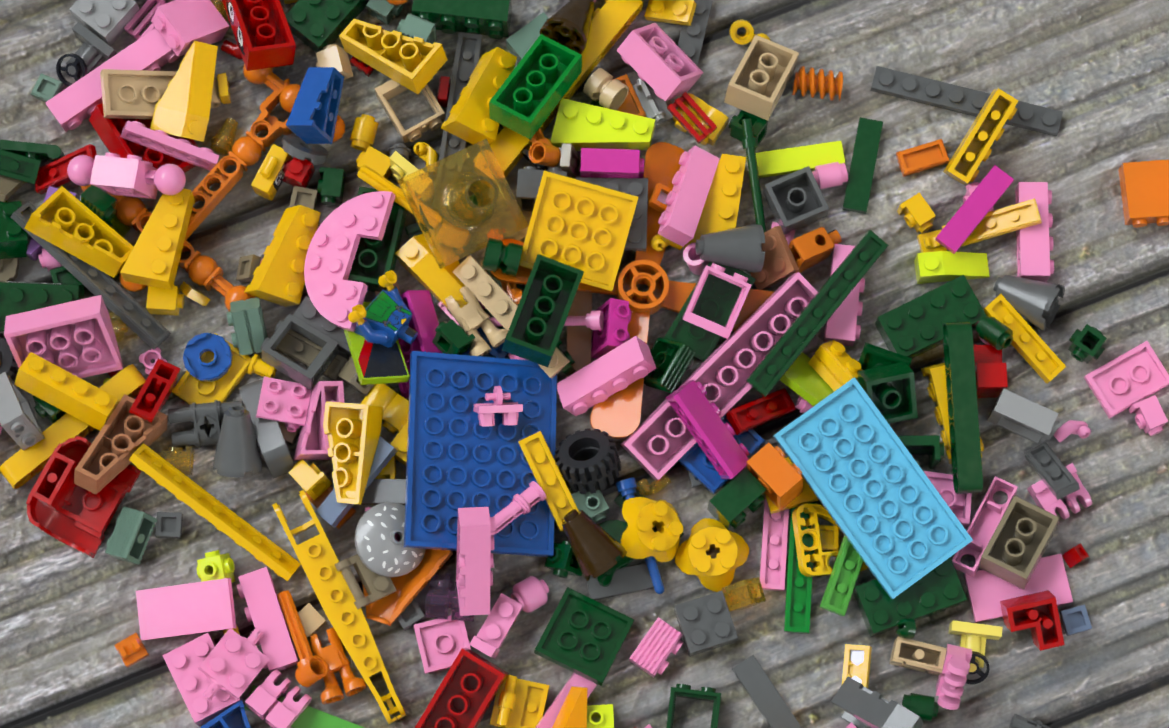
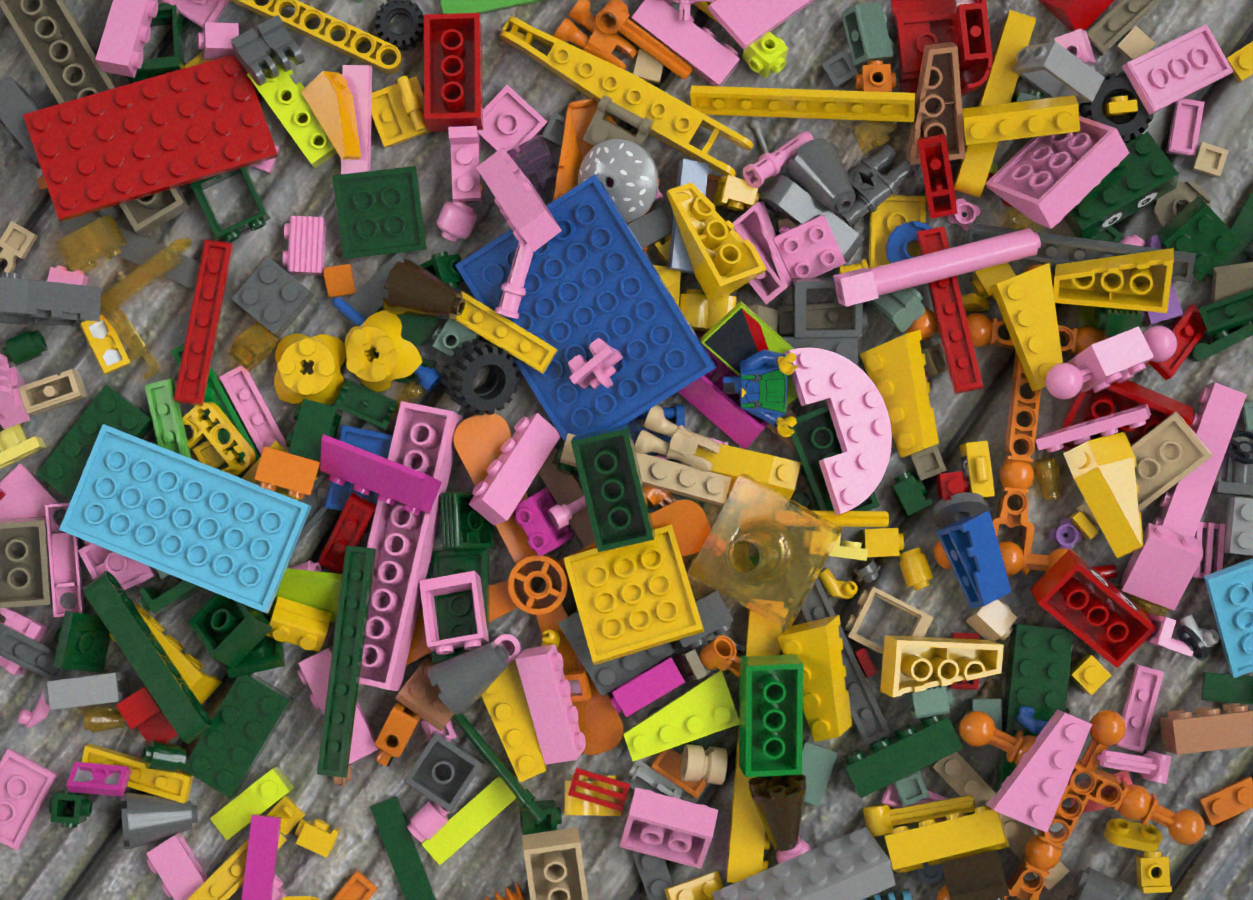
camera: 145 degrees right, 10 degrees up
(153, 504) = (875, 69): none -> orange brick
(213, 292) = (951, 319): none -> red tile
(239, 84) = (1073, 534): none -> medium lavender plate
(259, 525) = (755, 124): none -> light grey hinge
(263, 342) = (868, 284): none -> bright pink brick
(268, 481) = (771, 163): none -> bright pink pin
(452, 338) = (687, 410): dark green brick -> none
(502, 257) = (690, 519): dark green wheel -> none
(647, 606) = (339, 280): none -> orange slope
(687, 499) = (365, 403): none -> dark green hinge
(770, 635) = (203, 323): none -> red tile
(803, 697) = (133, 286): none -> clear yellow hinge
(906, 627) = (75, 407): dark green hinge -> none
(1007, 454) = (82, 642): none -> dark green tile
(1025, 390) = (102, 719): none -> clear yellow cone
(1053, 348) = (98, 779): none -> dark pink piece

